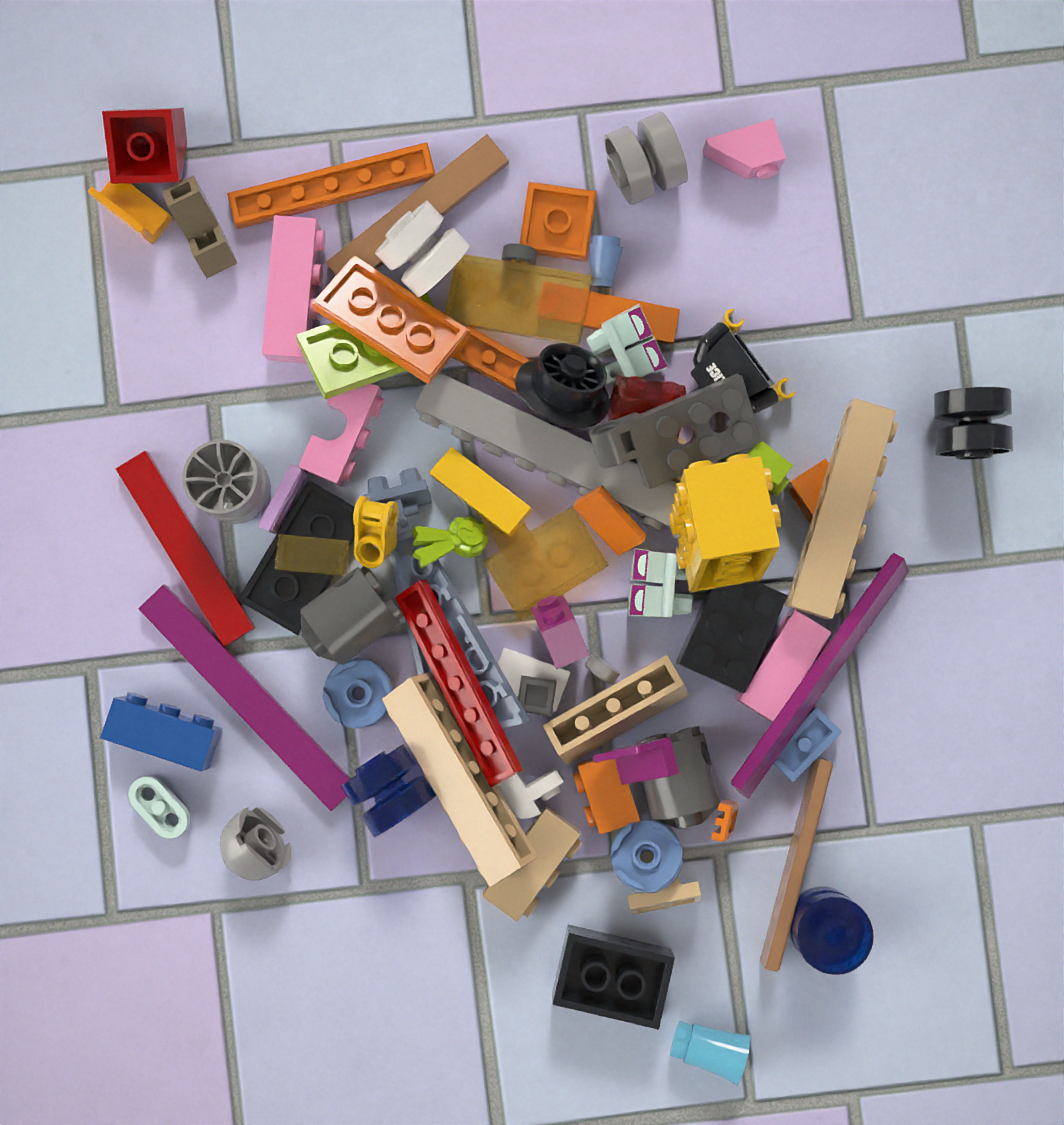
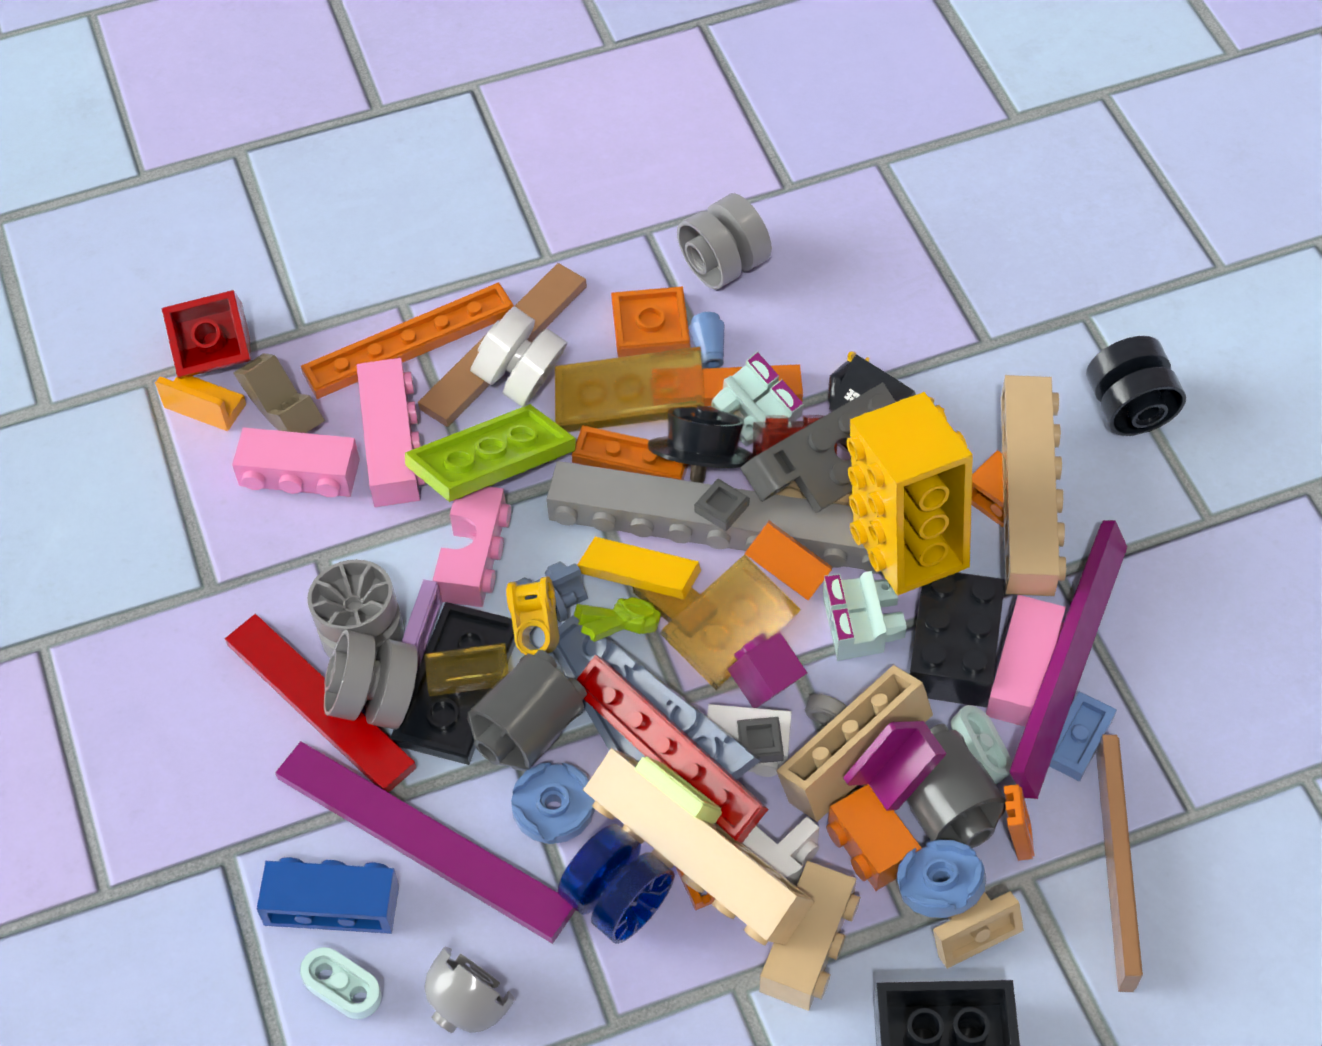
camera: 15 degrees left, 30 degrees down
(203, 303) = (296, 462): none -> bright pink brick
(218, 555) = (363, 678): none -> light grey wheel
(391, 319) = (502, 425): orange tile -> none
(453, 736) = (678, 790): none -> yellowish green tile
(519, 254) = (619, 347): dark grey tile -> none
(565, 456) = (721, 504): none -> dark grey tile
(721, 732) = (983, 741): none -> light aqua plate
(748, 150) = (821, 221): bright pink slope -> none
(831, 931) = (1185, 915): clear blue wheel -> none

